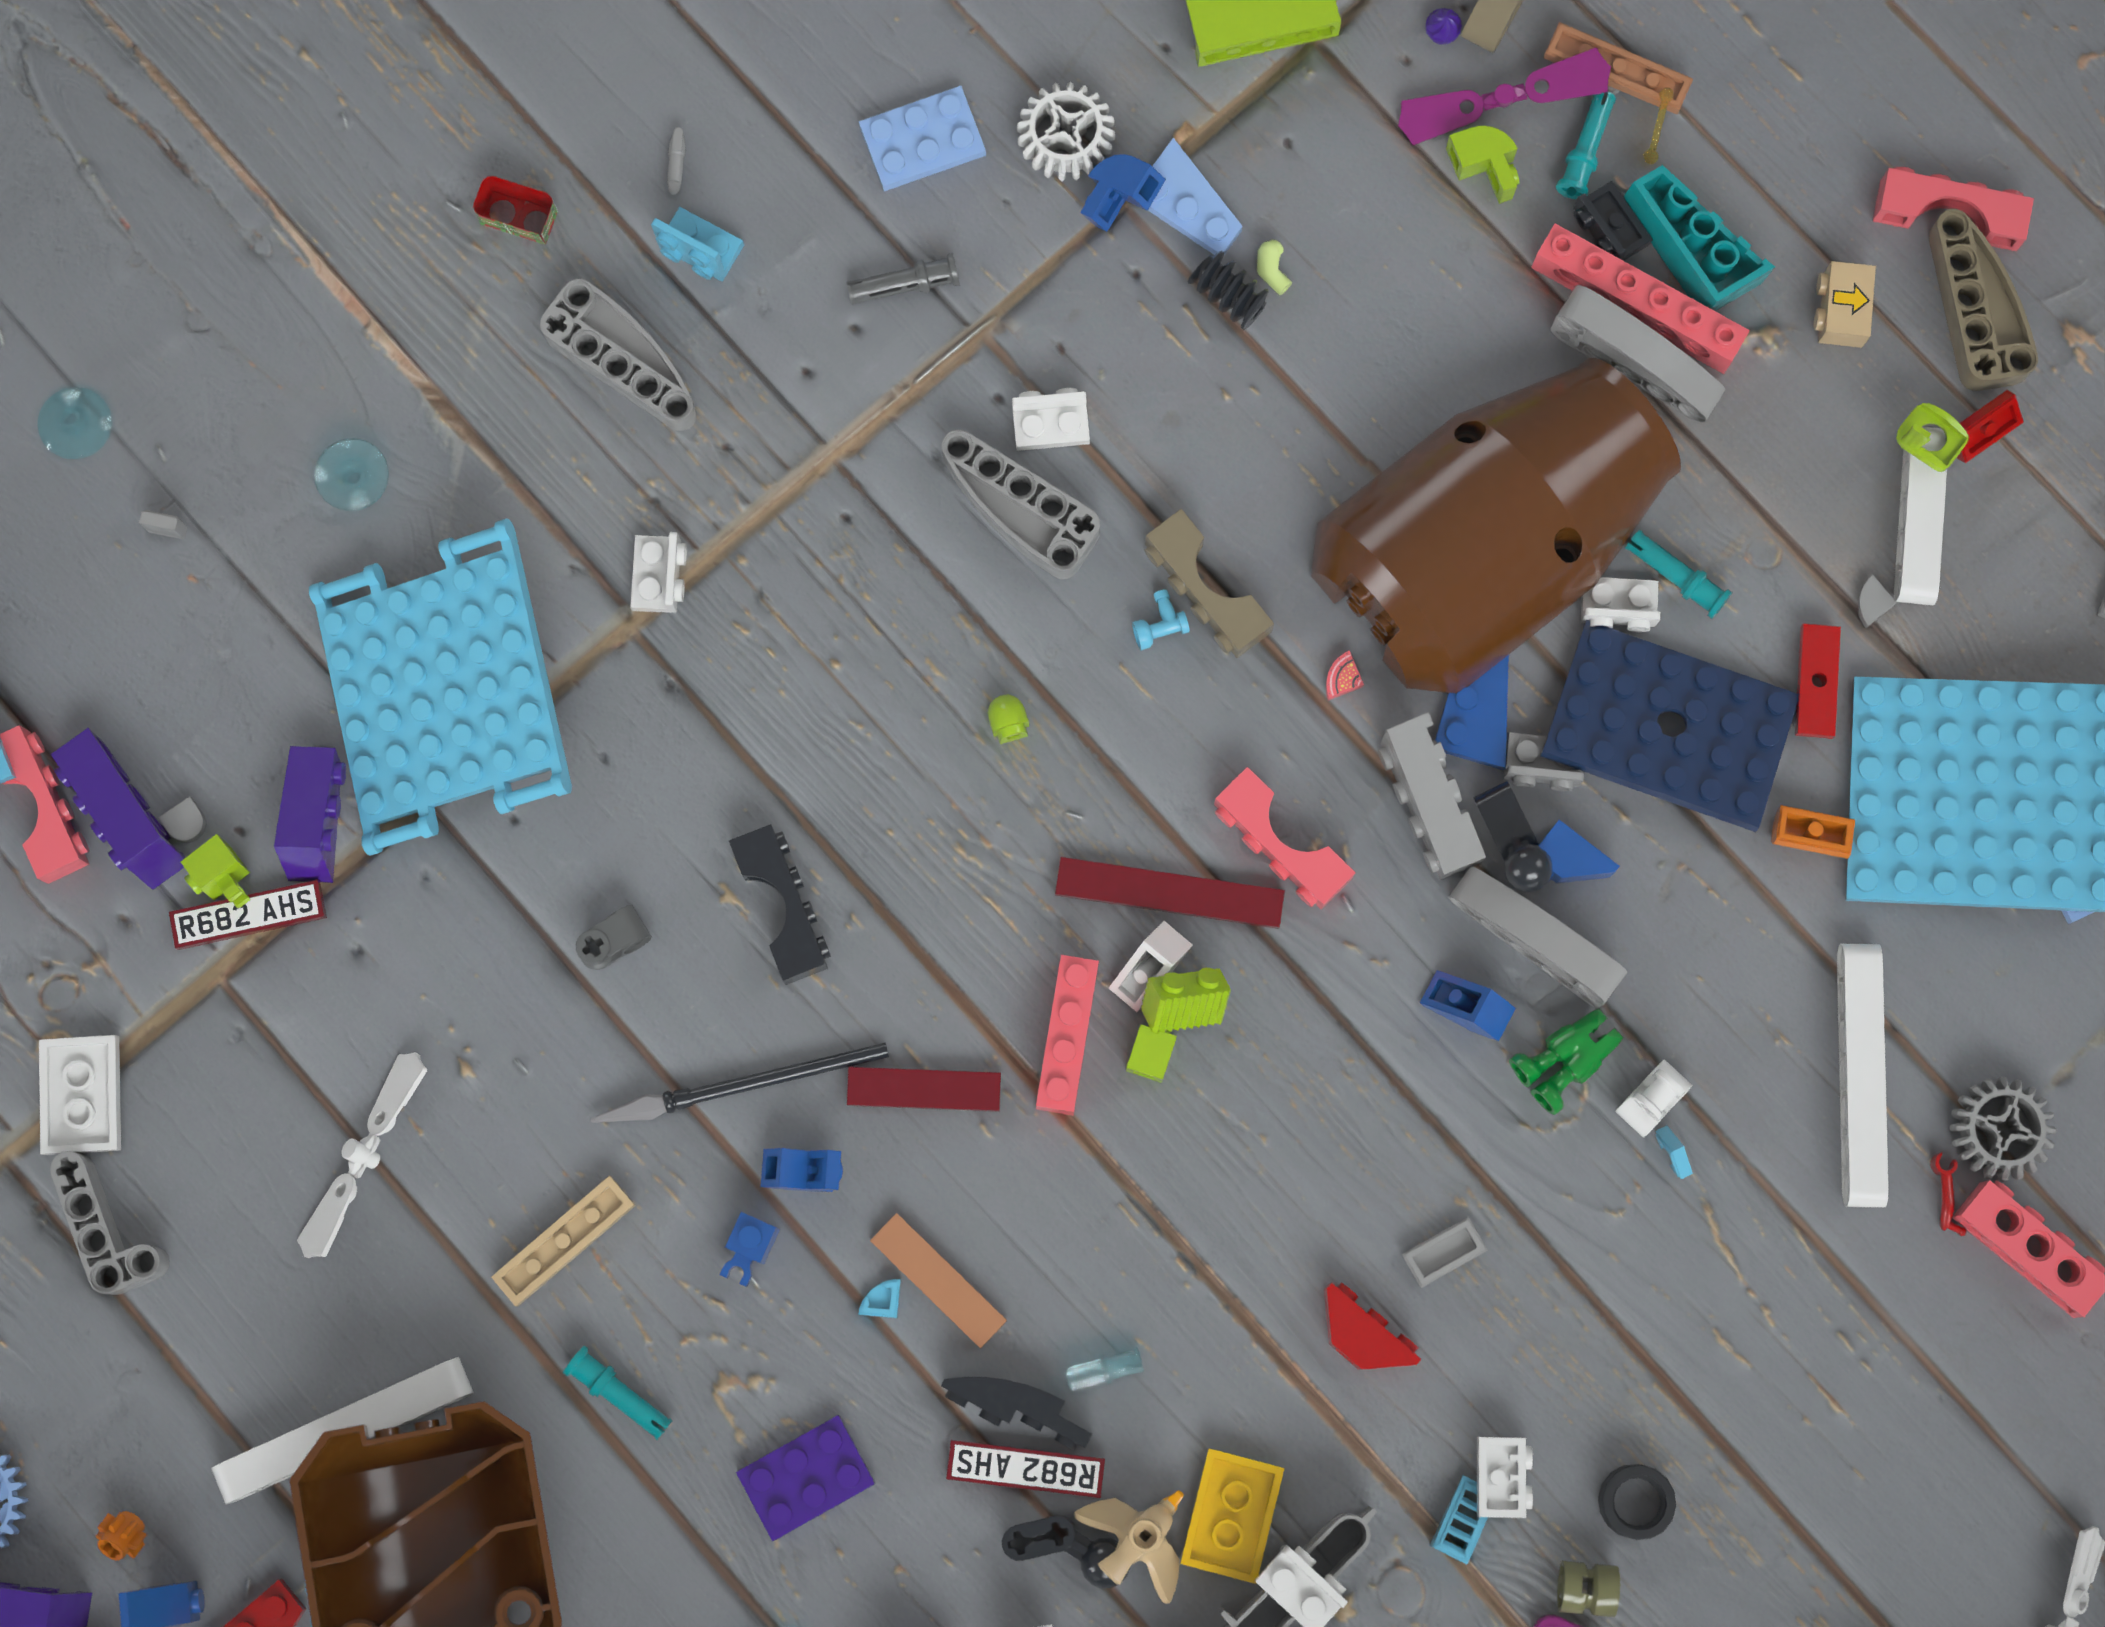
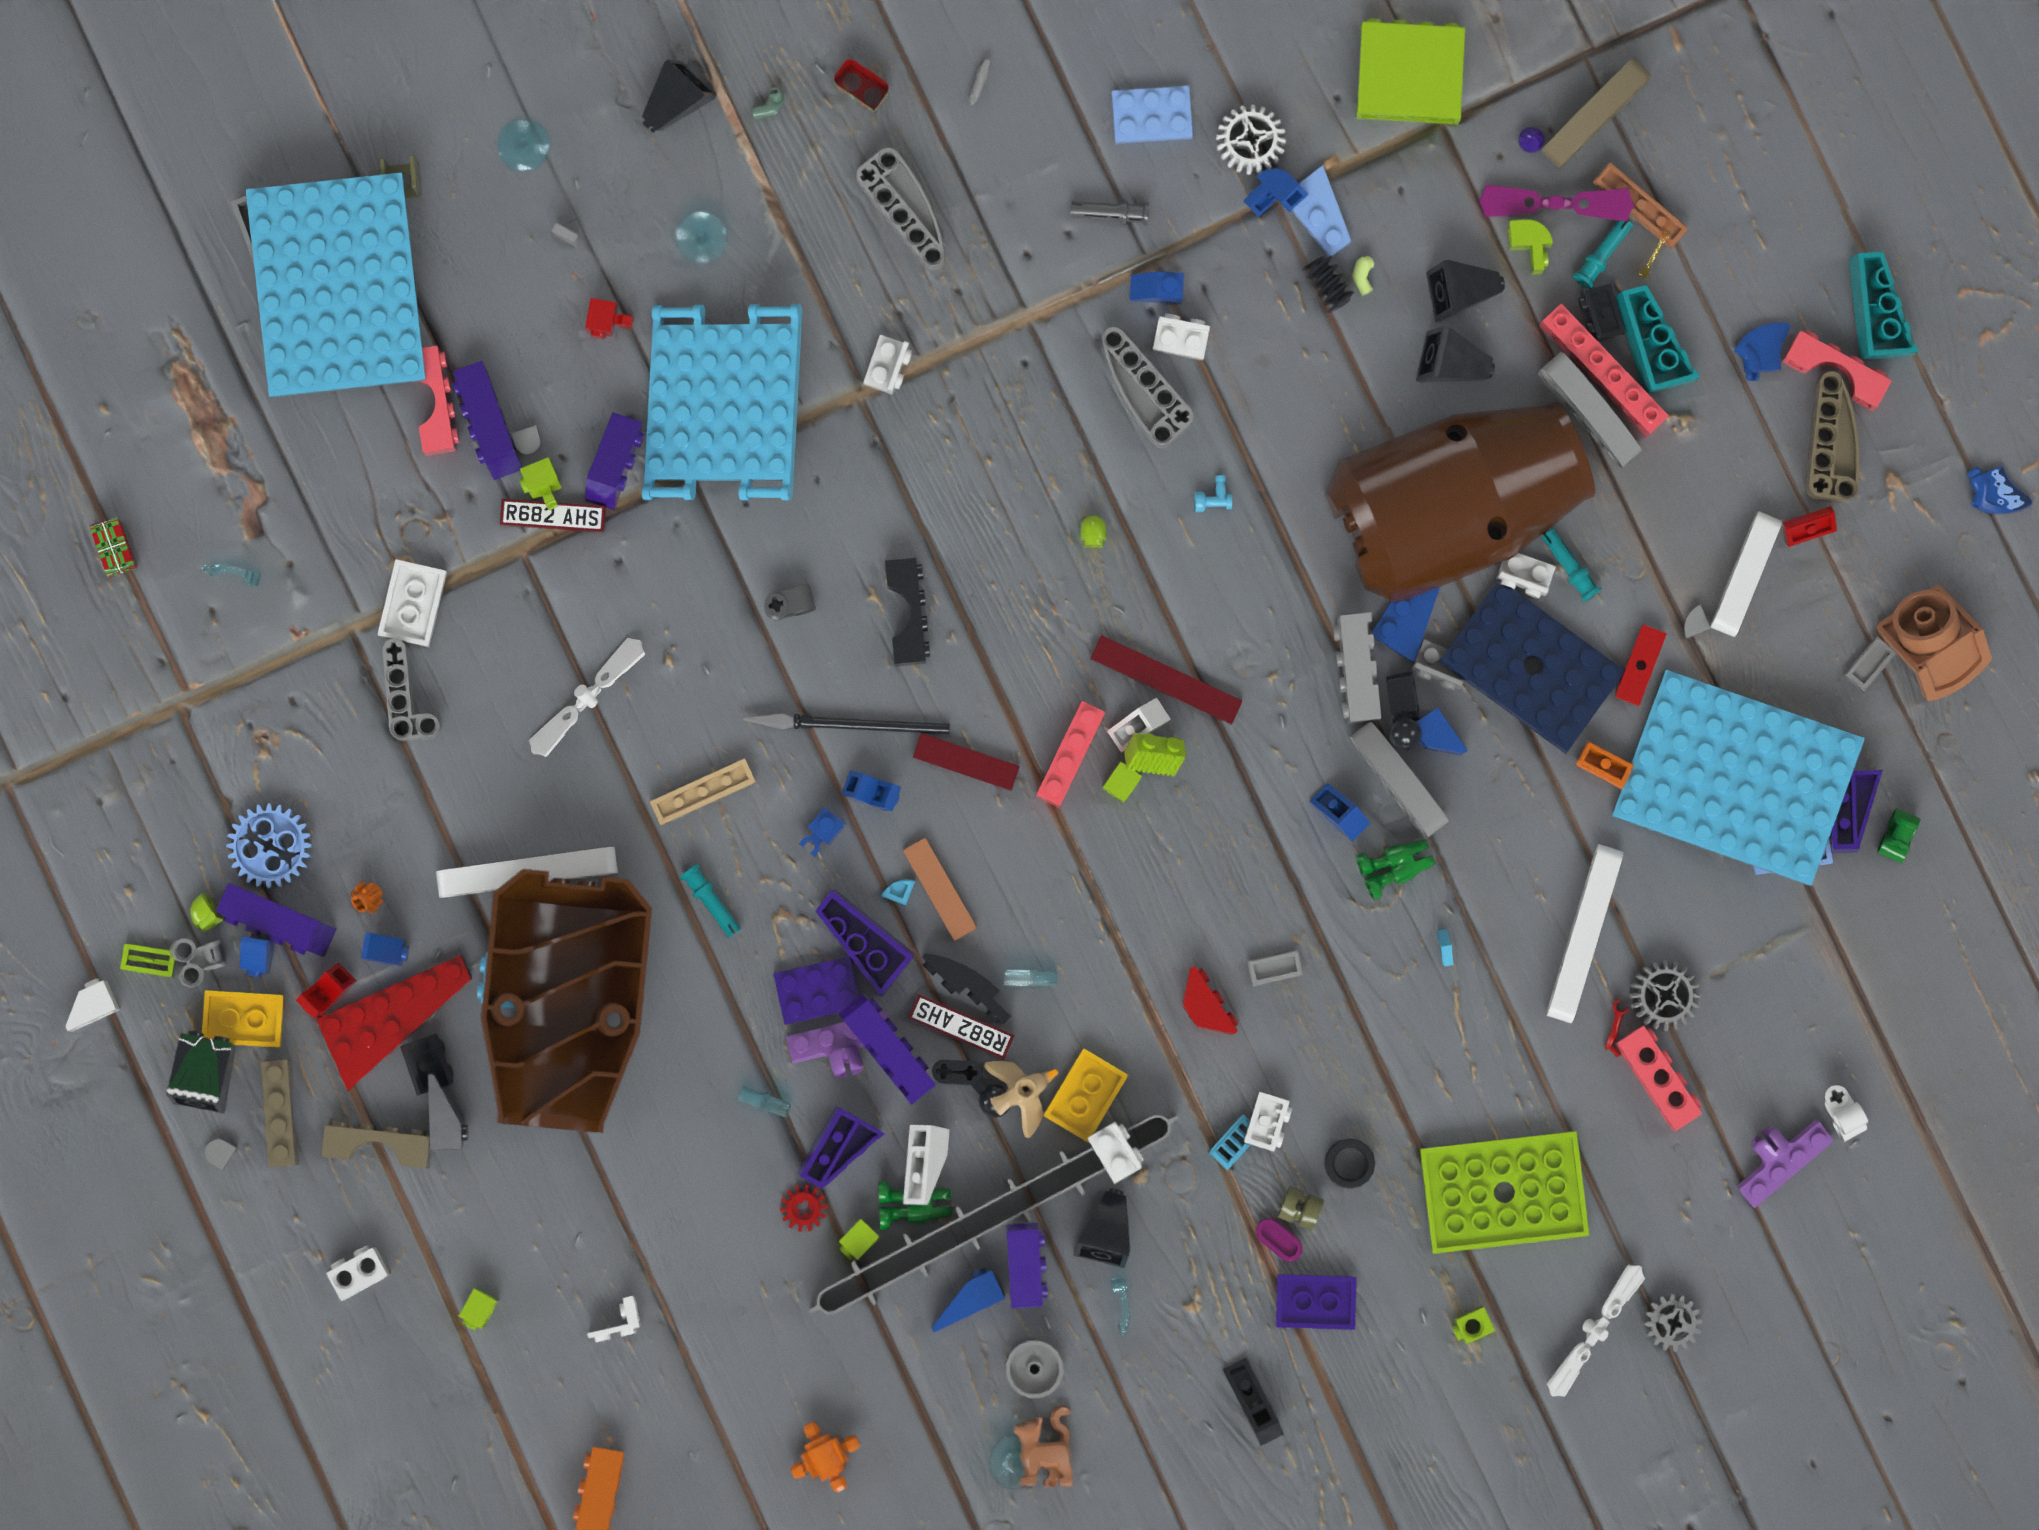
camera: 10 degrees right, 5 degrees up
(245, 620) = (603, 317): none -> red brick
(262, 296) = (674, 96): none -> black slope
(401, 274) = (772, 105): none -> sand green arm
(697, 243) = (979, 145): medium azure bracket -> none
(852, 1386) = (865, 941): none -> dark purple wedge
(860, 1543) = (832, 1041): none -> medium lavender plate
(929, 1534) = (887, 1049): none -> dark purple wedge
(998, 362) = (1157, 287): none -> blue slope
(1237, 621) = (1265, 511): dark tan arch -> none
(1315, 873) = (1267, 696): coral arch -> none
(1343, 677) = (1324, 569): coral tile -> none
(1409, 243) = (1460, 286): none -> black slope
(1428, 340) = (1452, 358): none -> black slope
(1653, 1098) = (1443, 908): white piece -> none
(1842, 211) = (1762, 349): none -> blue arm
(1845, 304) = (1742, 415): tan brick -> none
(1912, 436) = (1753, 524): lime piece -> none
(1929, 1483) = (1545, 1200): none -> lime plate
(1982, 112) = (1877, 310): none -> teal wedge

